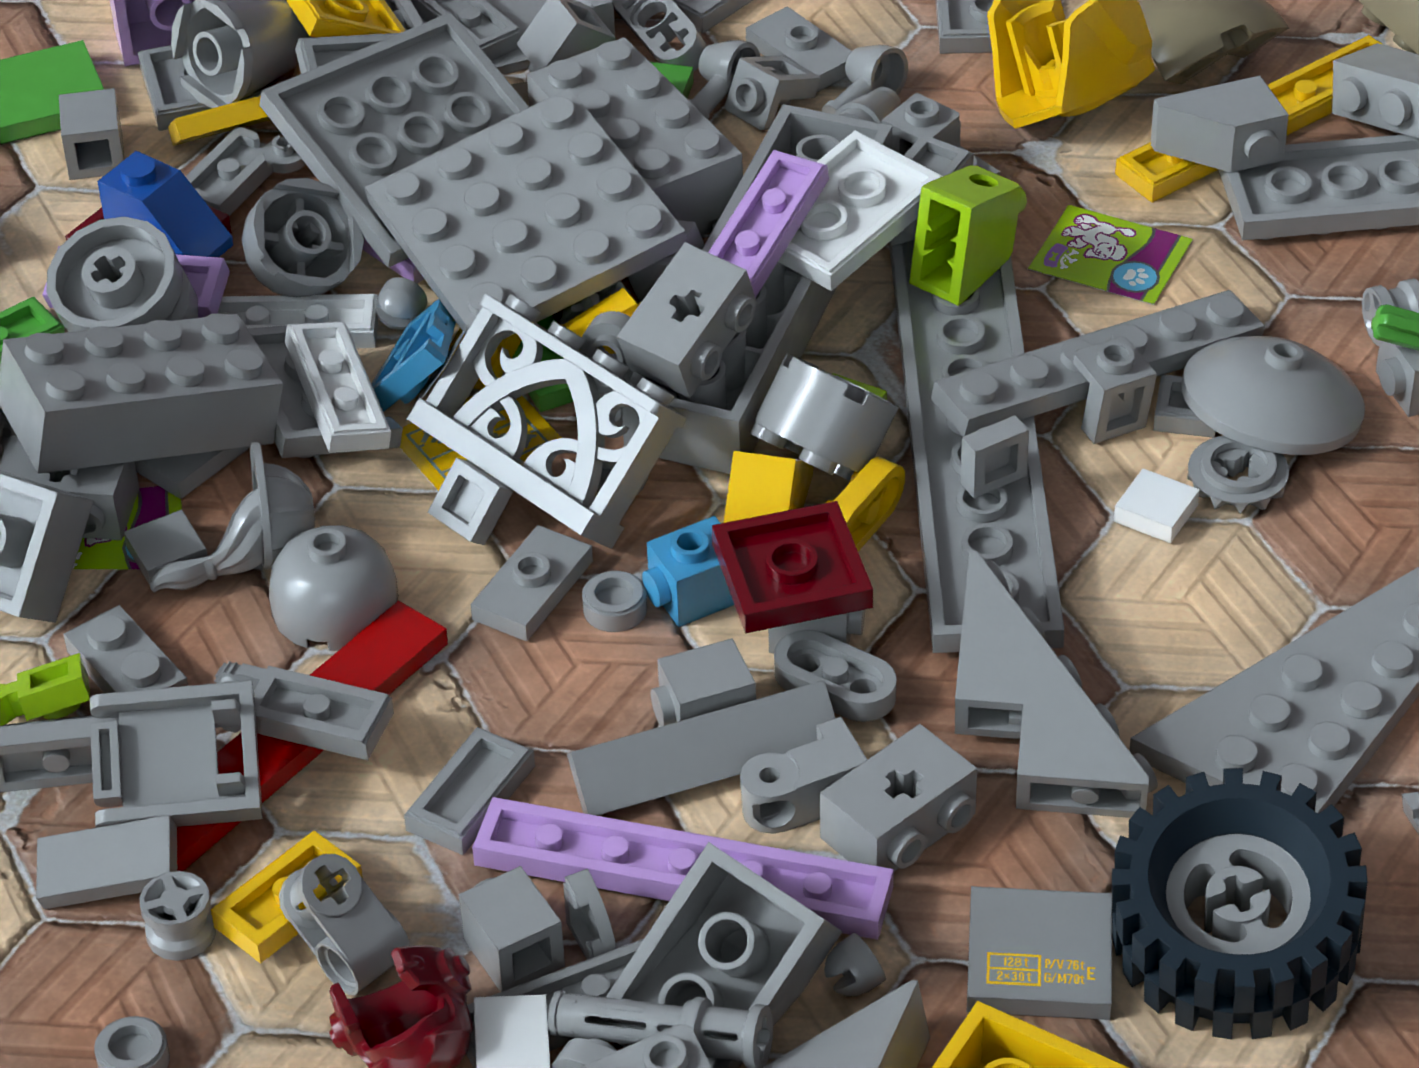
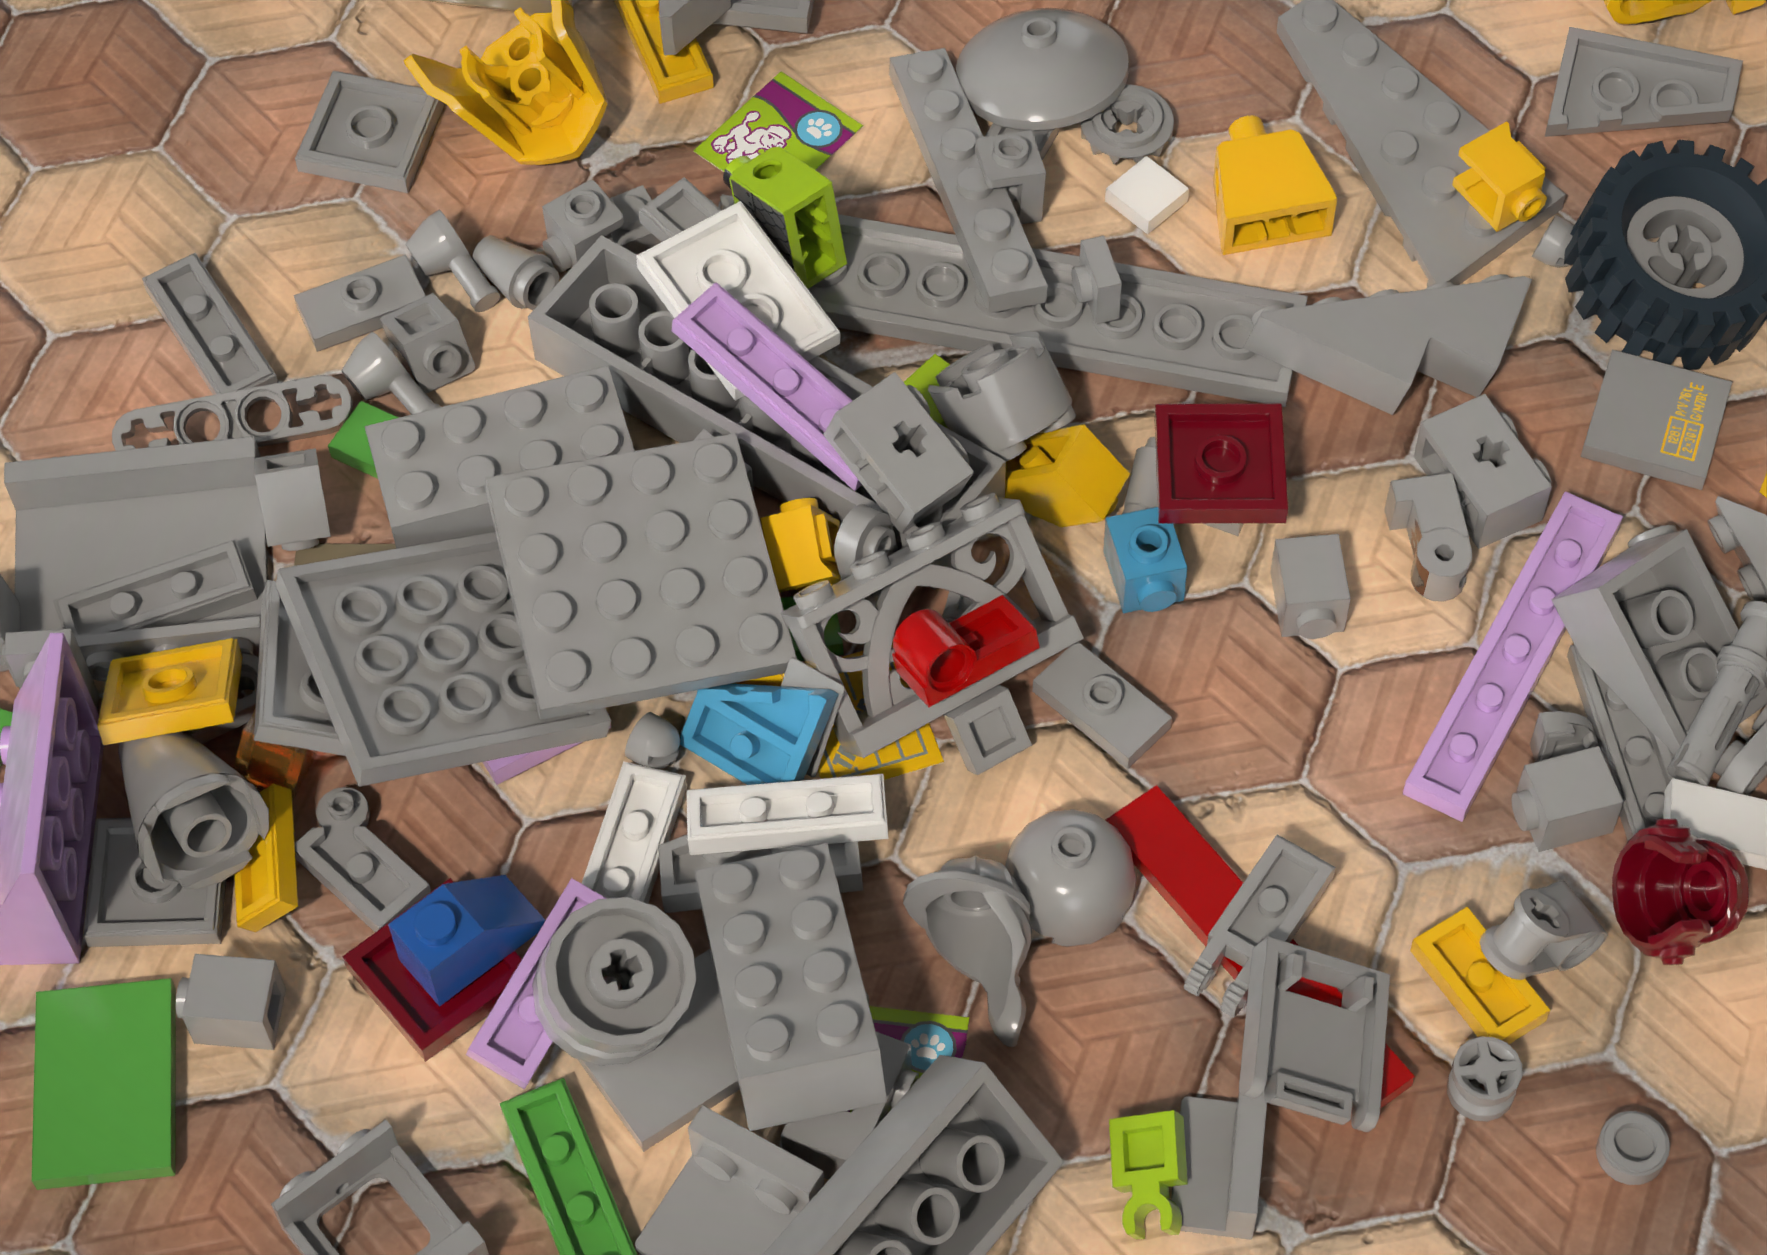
camera: 75 degrees left, 15 degrees up
(104, 861) = (1407, 1139): light grey tile -> none
(121, 654) = (1113, 1084): light grey plate -> none
(163, 542) = (955, 1022): light grey tile -> none
(301, 239) = (550, 807): light grey cylinder -> none
(460, 794) = (1364, 809): light grey tile -> none
(505, 421) = (948, 657): none -> red plate
(614, 601) = (1144, 641): light grey tile -> none
(696, 749) = (1378, 605): light grey tile -> none
(856, 681) = (1308, 490): light grey plate -> none
(871, 498) = (1104, 411): yellow plate -> none
(1194, 579) = (1269, 189): none -> yellow torso
(1273, 730) = (1503, 178): none -> yellow window

